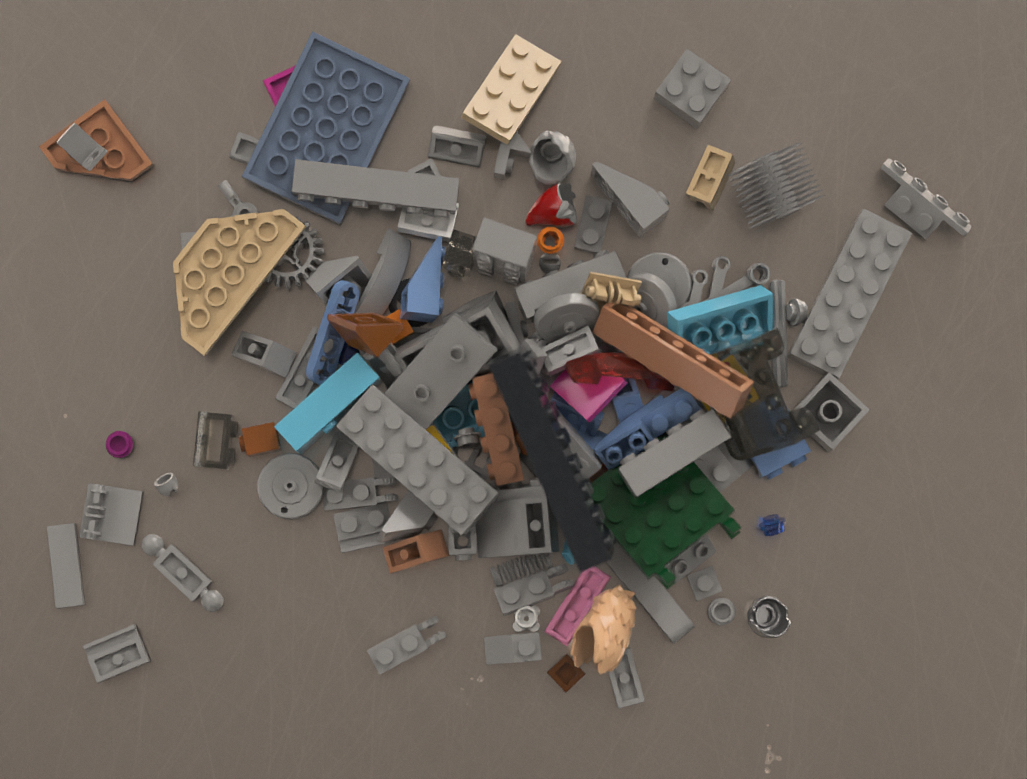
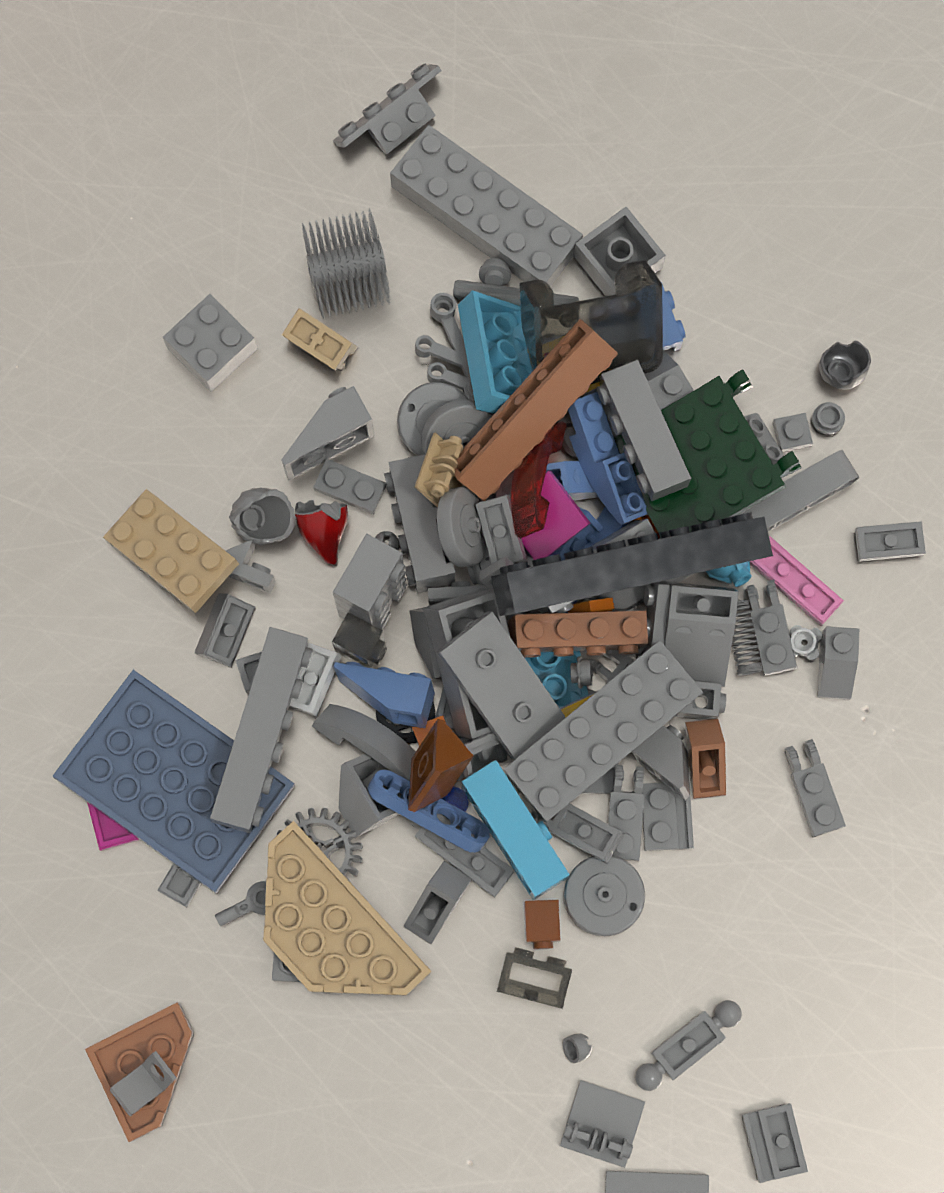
camera: 80 degrees left, 5 degrees down
(119, 444) = (518, 1099): magenta plate -> none
(553, 234) = (359, 528): orange cone -> none
(565, 673) = (875, 606): reddish brown plate -> none
(605, 630) = (828, 545): light nougat head -> none
(772, 525) = (738, 342): clear blue plate -> none

